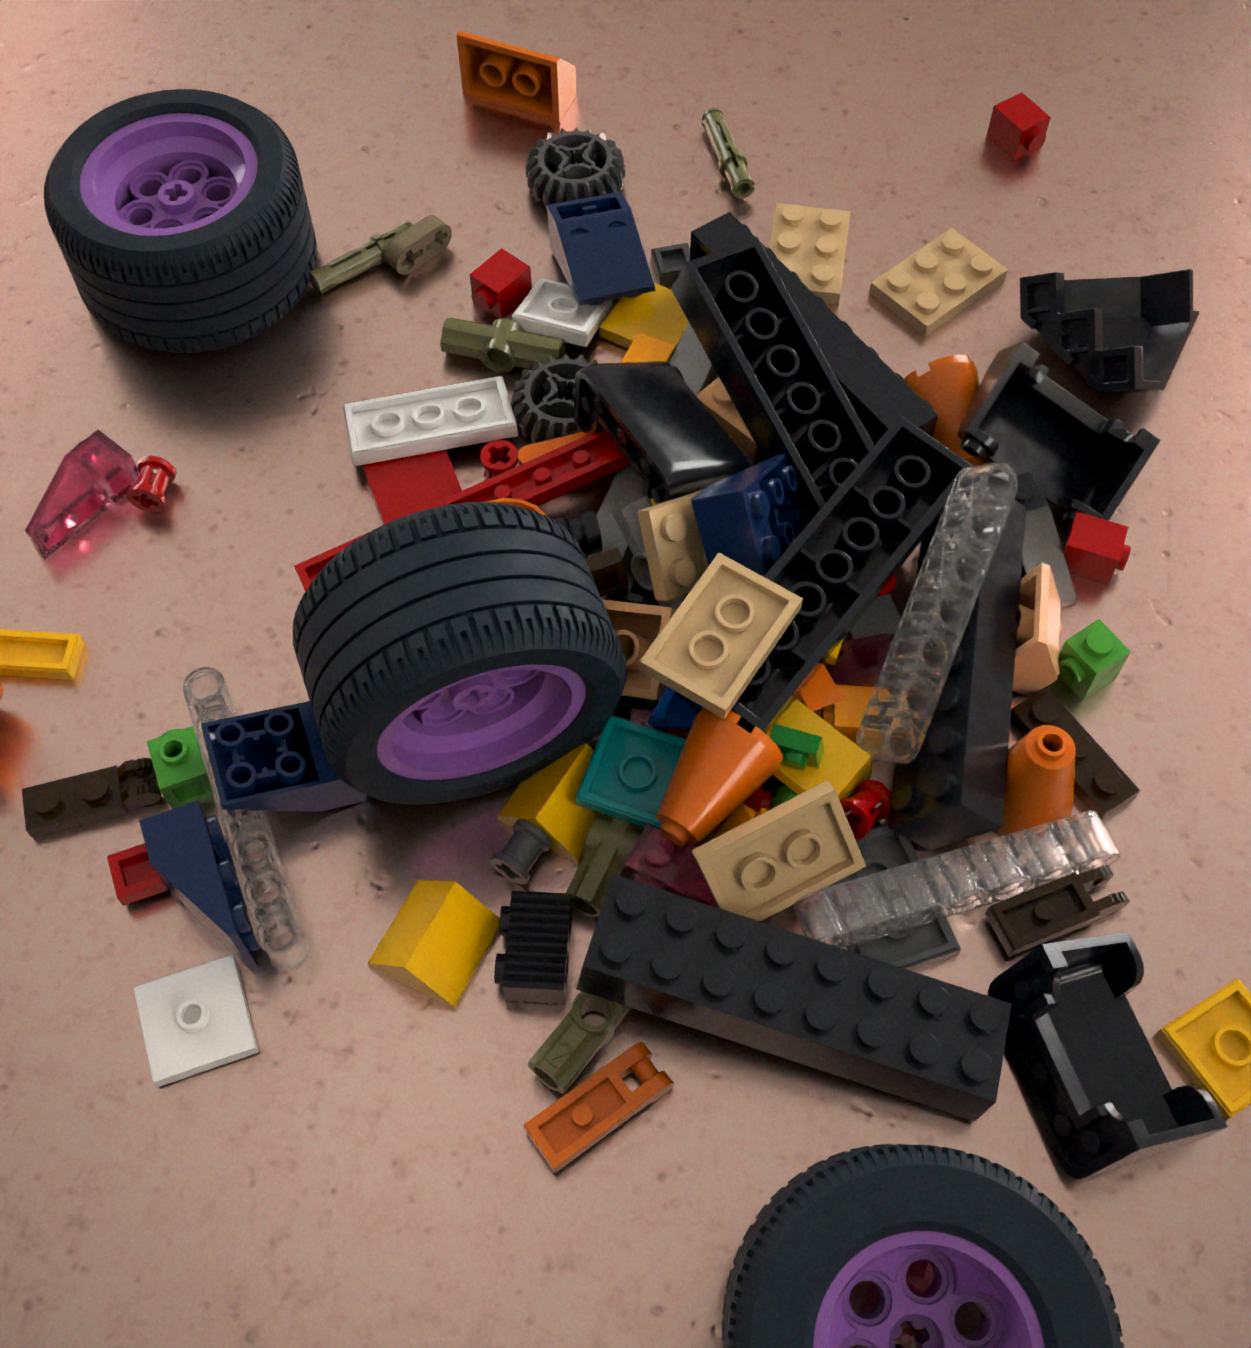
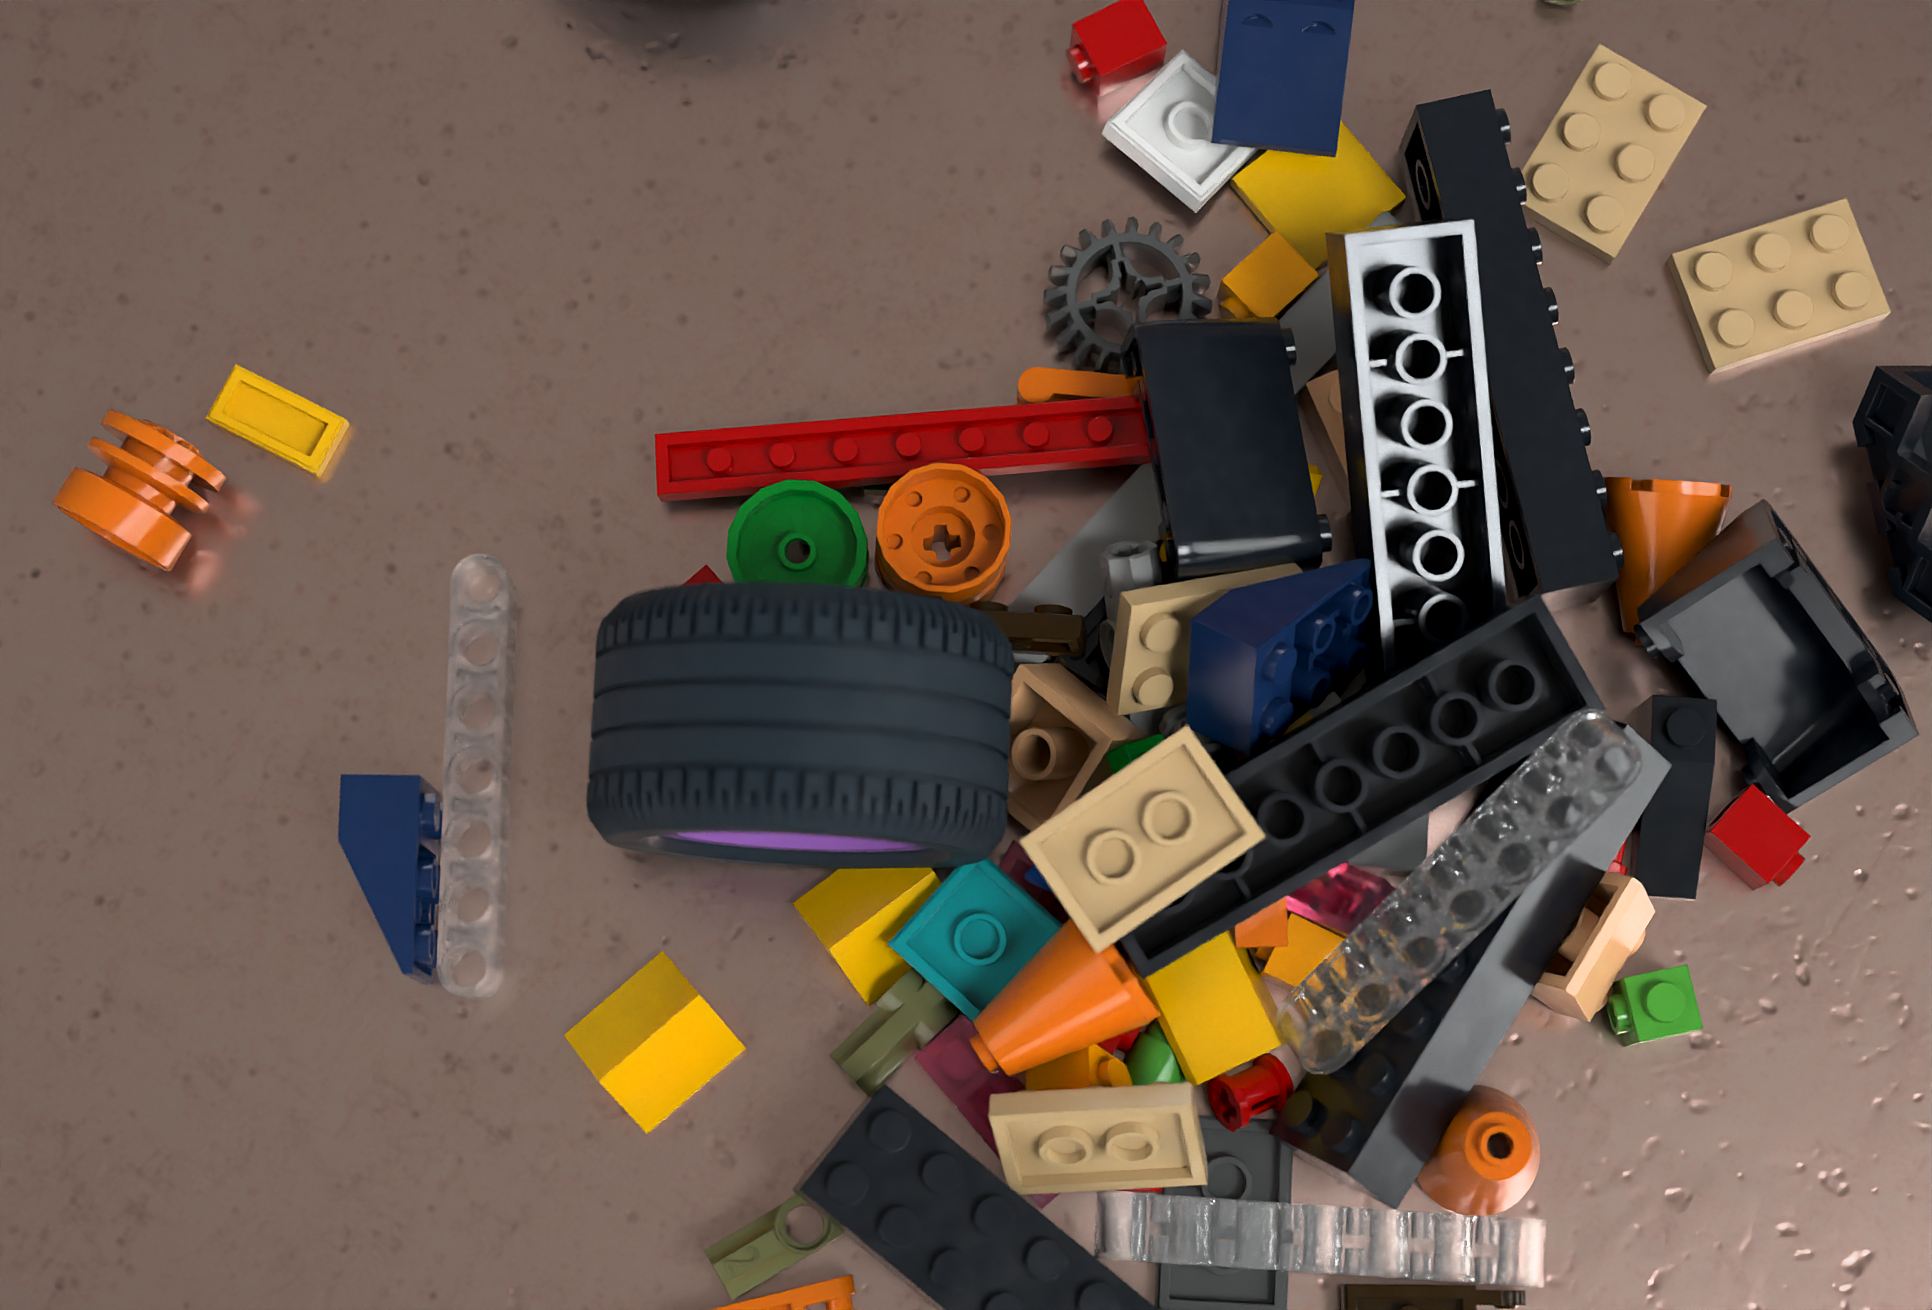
camera: 20 degrees right, 20 degrees up
(82, 489) = (415, 179): clear pink slope -> none
(88, 797) = (289, 668): dark brown hinge -> none
(134, 875) = (315, 804): red plate -> none
(151, 484) = (524, 198): red bush -> none
(179, 767) = (415, 676): bright green brick -> none
(195, 1020) = (337, 1025): white plate -> none
(274, 762) = (521, 731): dark blue slope -> none
(410, 483) = (865, 348): red tile -> none
(429, 420) = (924, 251): white tile -> none
(498, 457) = (1001, 359): red bush -> none
(499, 344) = (1077, 157): olive piece -> none
(521, 851) = (800, 970): dark grey bush -> none
(535, 947) = (770, 1105): black brick -> none
(584, 530) = (1045, 554): black wheel -> none
(669, 262) = (1392, 93): dark grey tile -> none
(798, 747) = (1185, 1001): green plate -> none
(1097, 777) = (1567, 1119): dark brown plate -> none

